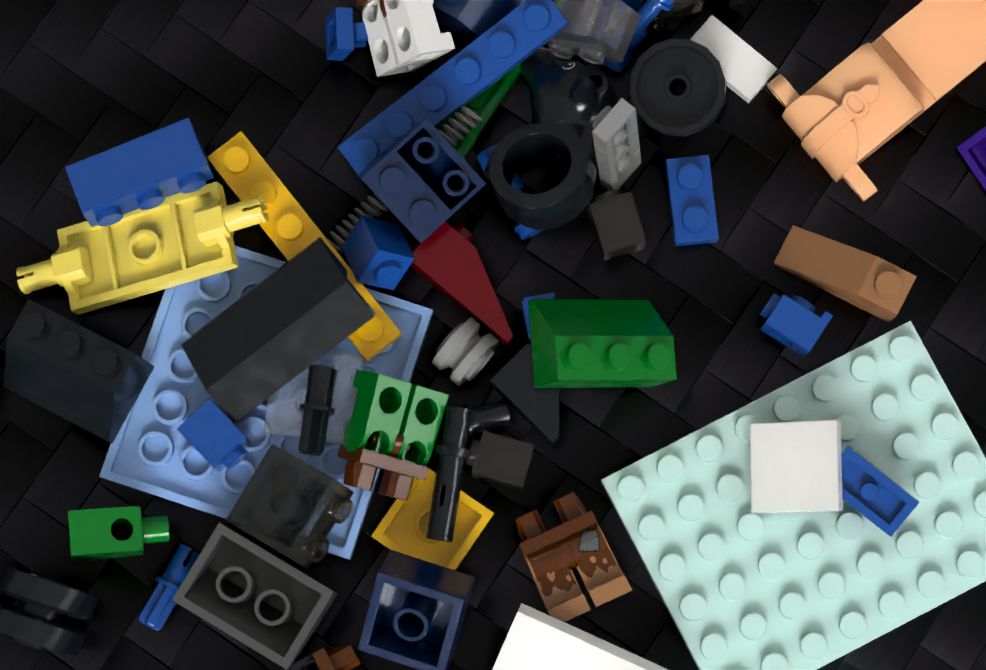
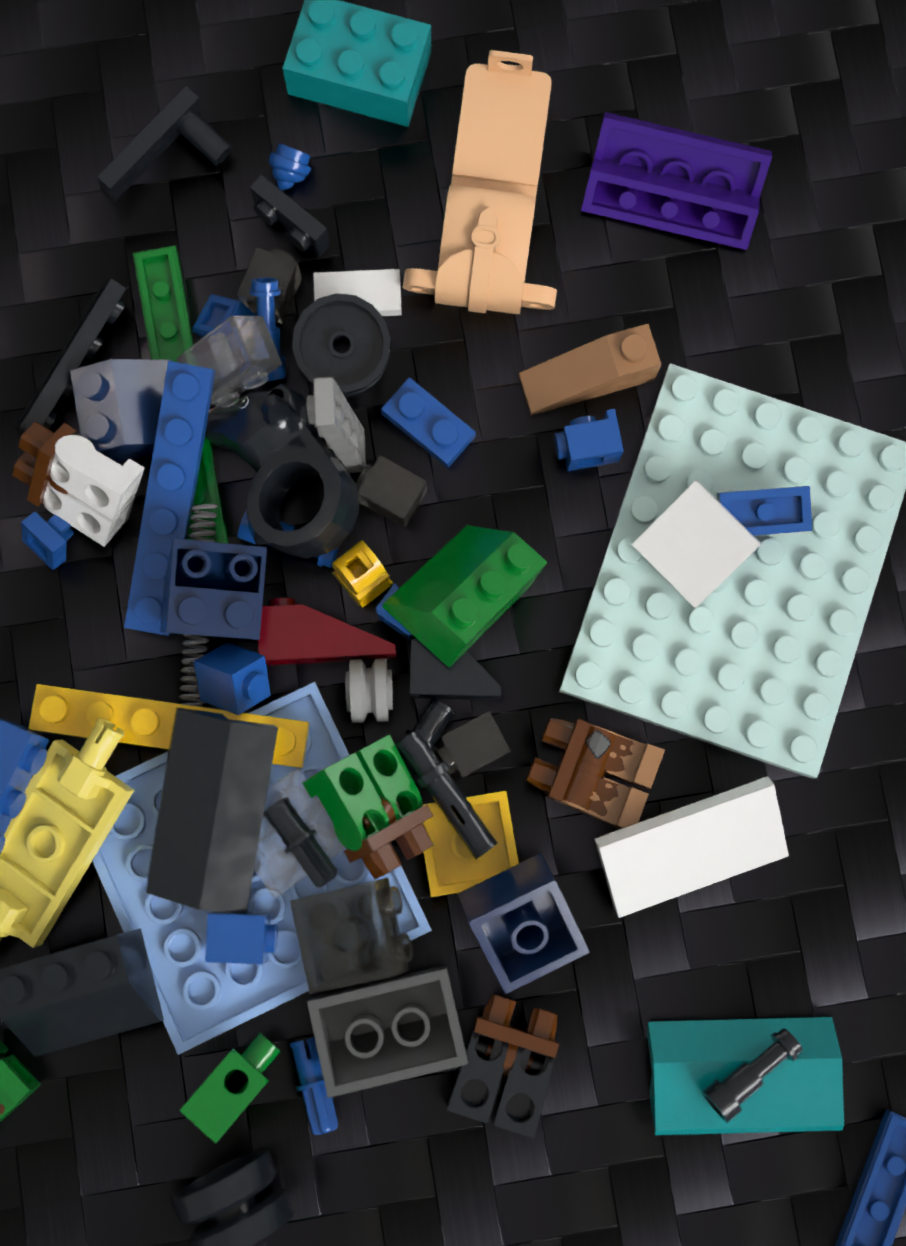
camera: 50 degrees left, 0 degrees up
(537, 264) = (361, 574): none -> yellow leg

